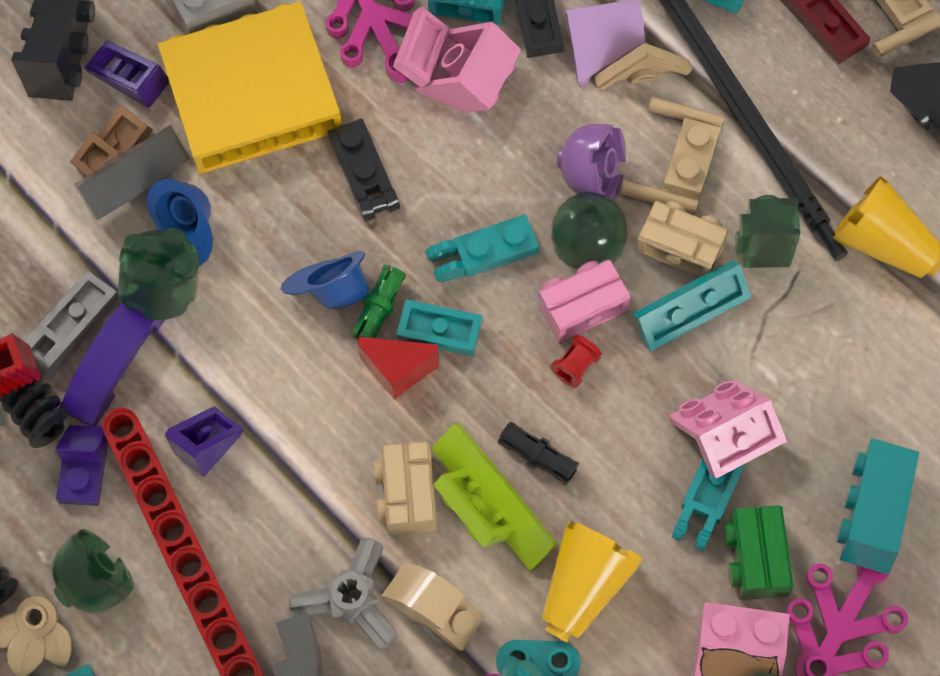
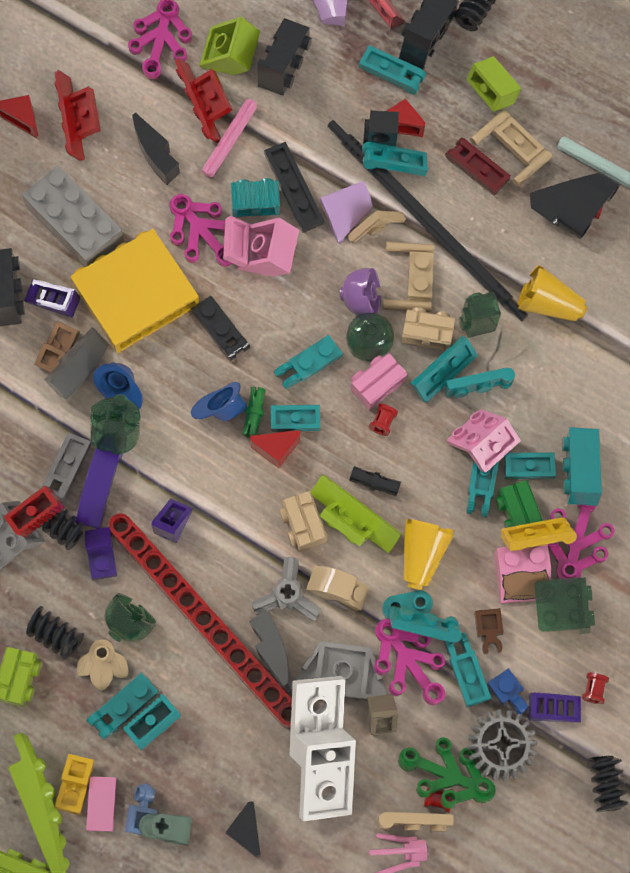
camera: 20 degrees left, 5 degrees up
(744, 337) = (480, 382): none -> teal plate
(777, 595) = (538, 534): none -> yellow plate
(793, 485) = (530, 465): none -> teal plate

